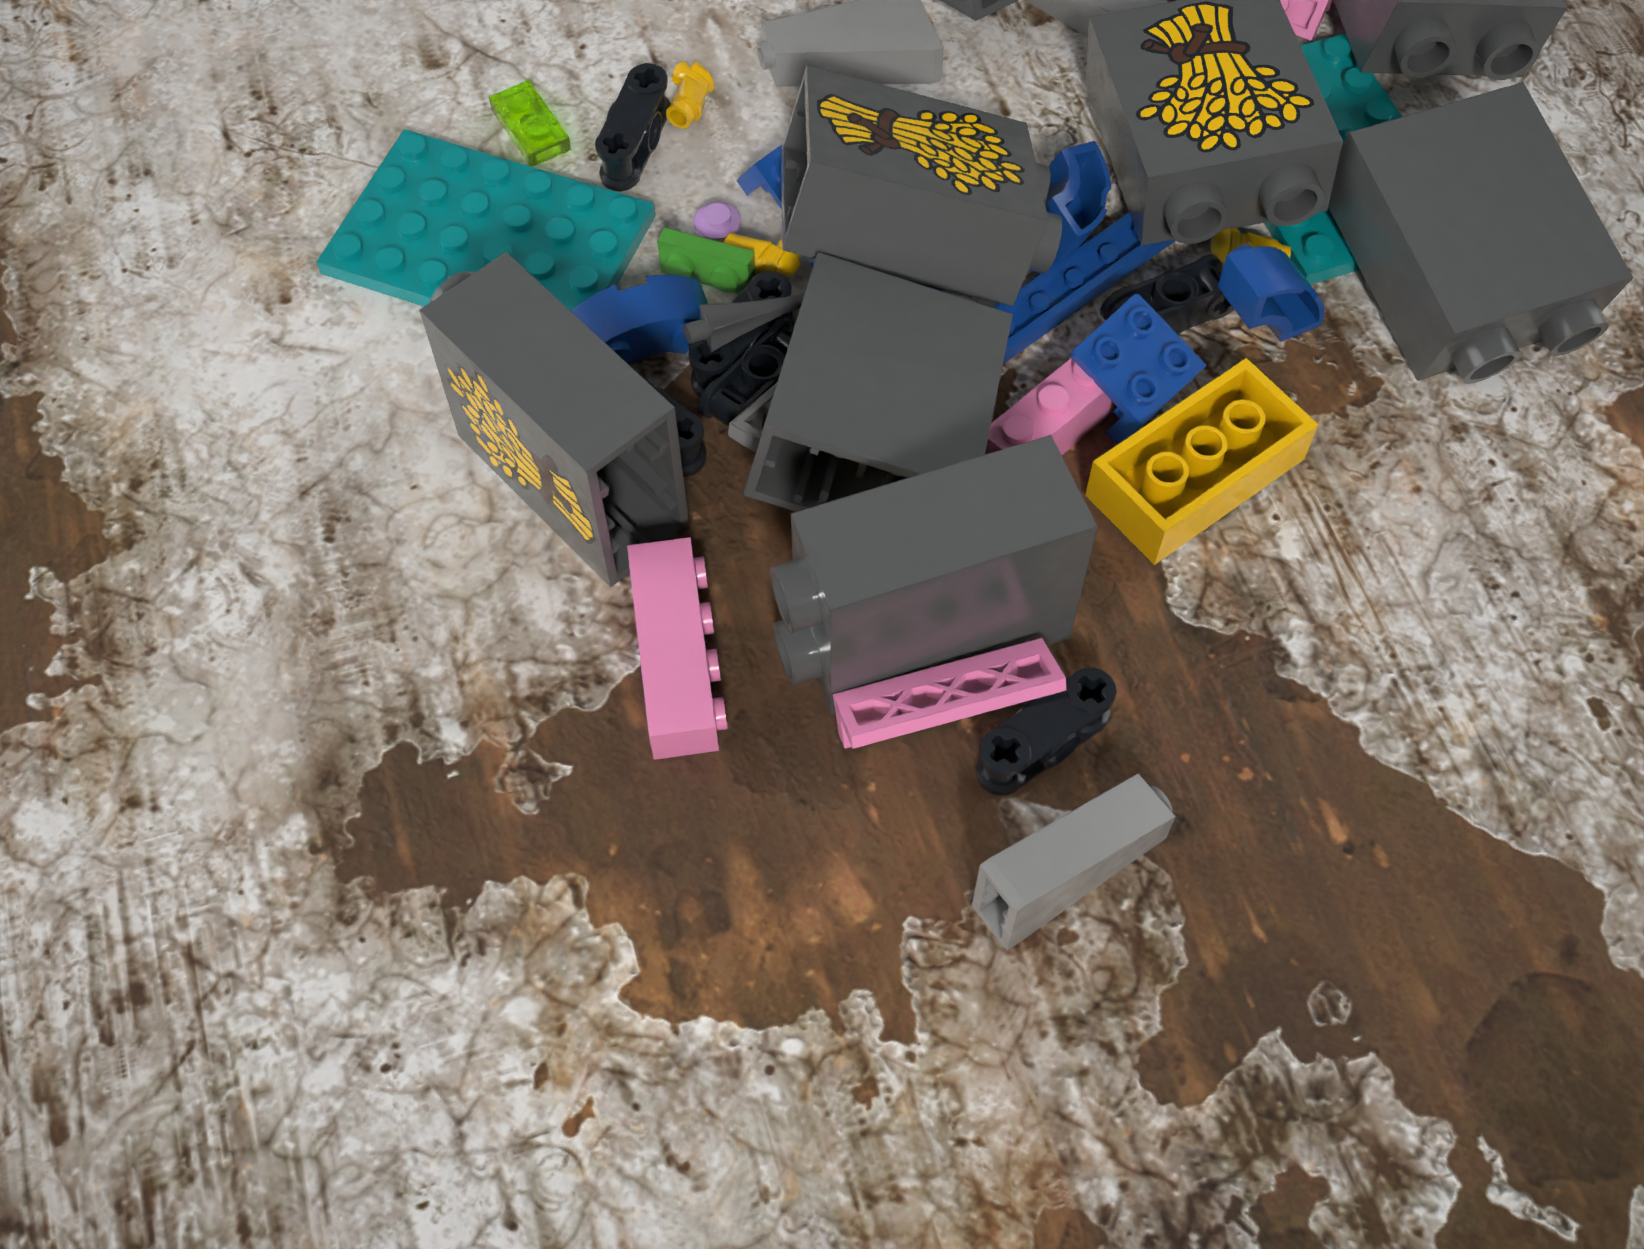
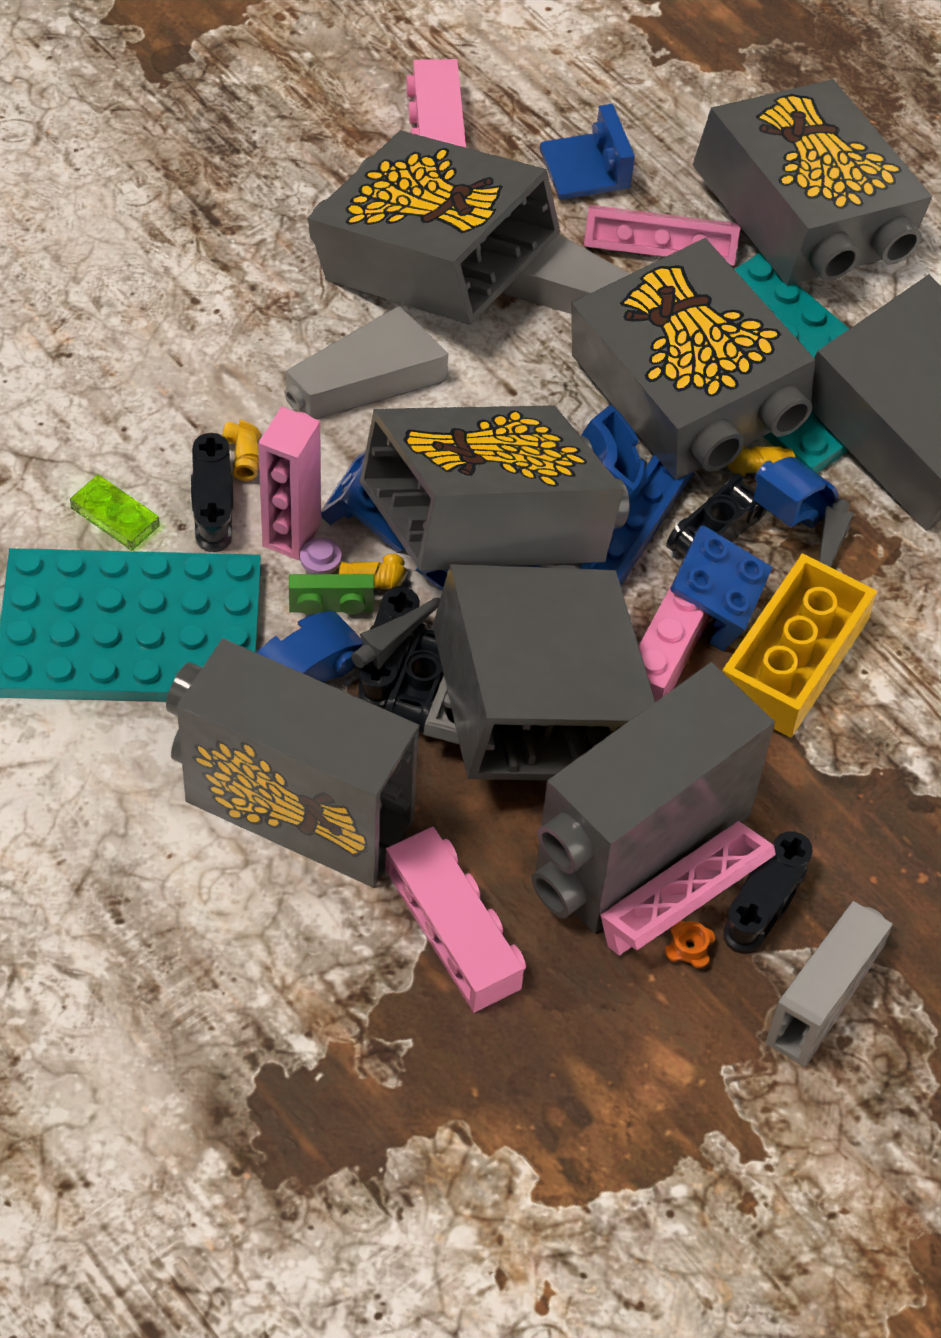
camera: 25 degrees left, 5 degrees down
(695, 122) = (290, 482): none -> bright pink brick
(934, 747) = (690, 932): none -> orange plate
(1304, 350) = (834, 530): none -> dark grey piece

